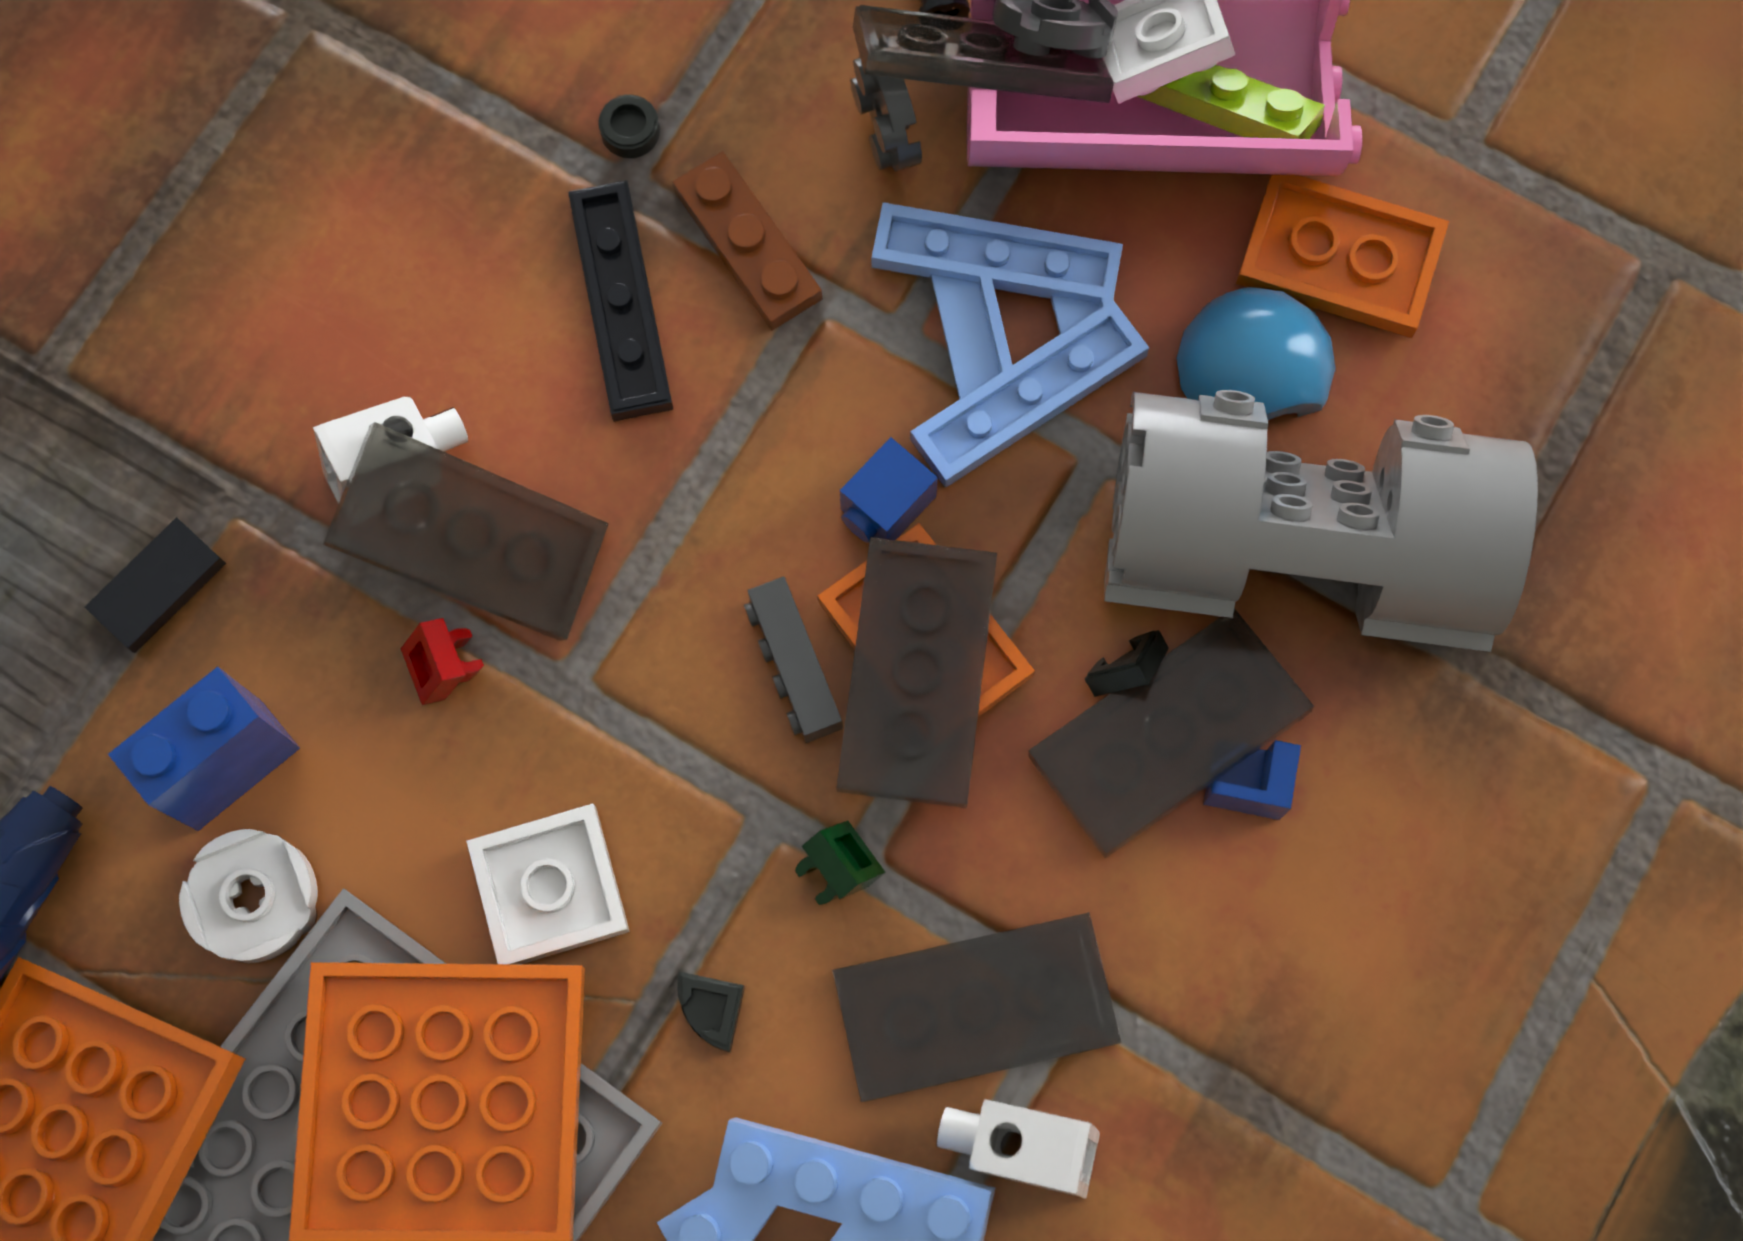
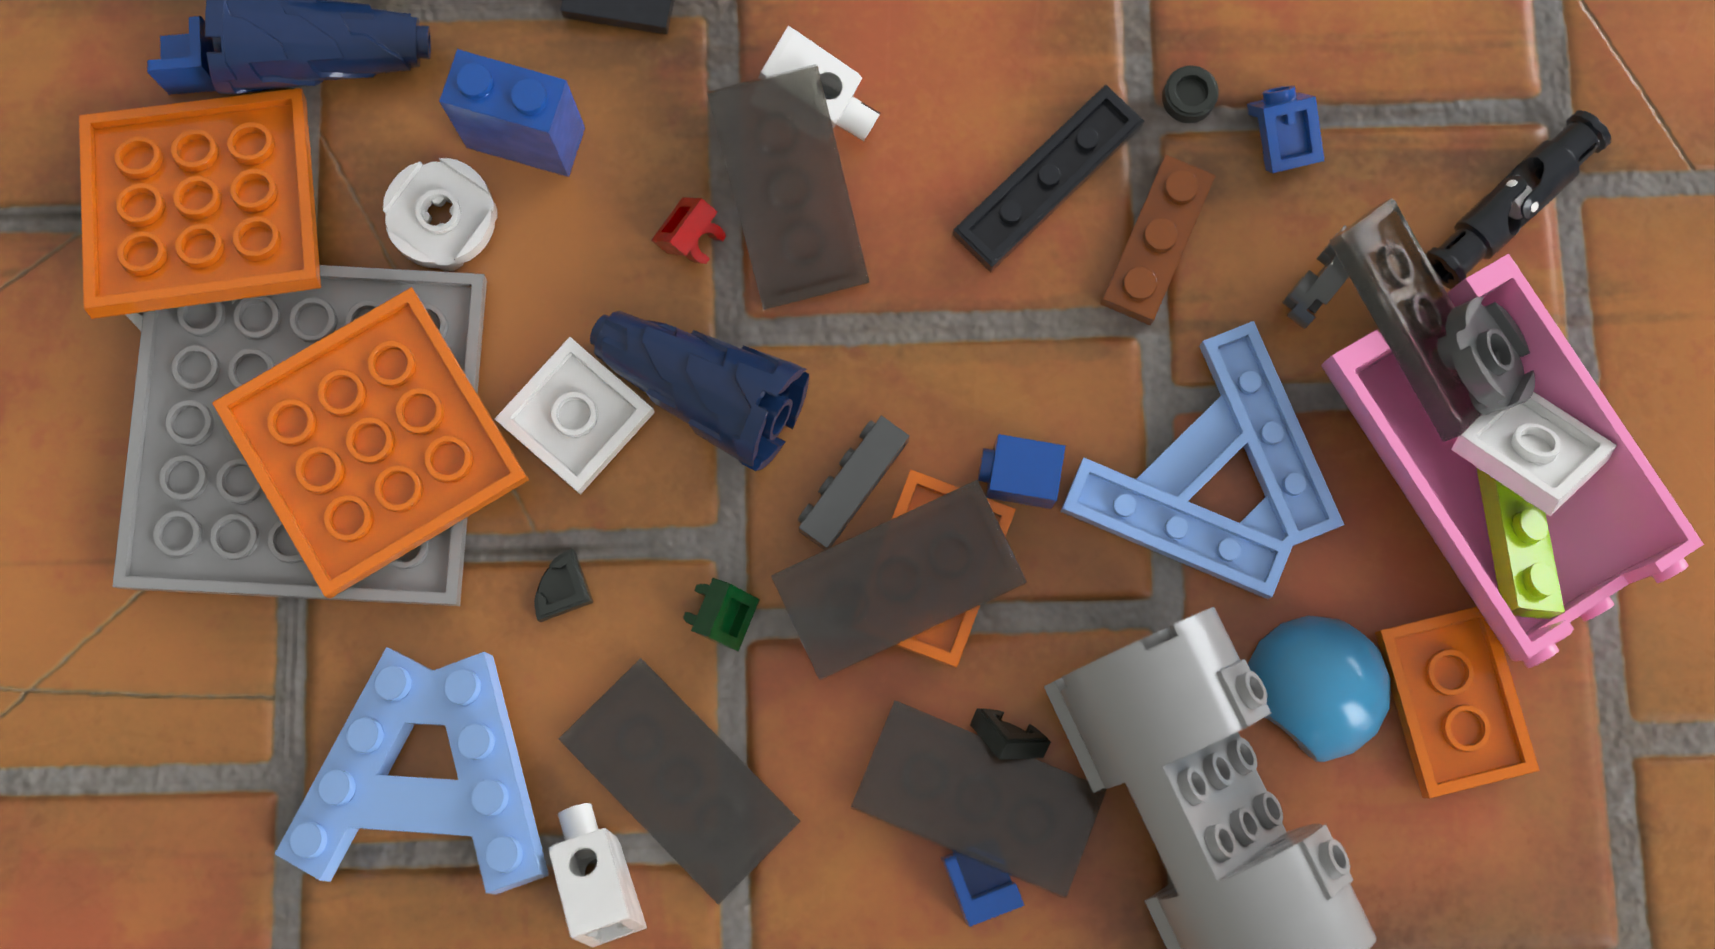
camera: 55 degrees right, 5 degrees up
(621, 724) = (722, 391): none -> dark blue cone
(723, 61) = (1288, 128): none -> blue bracket

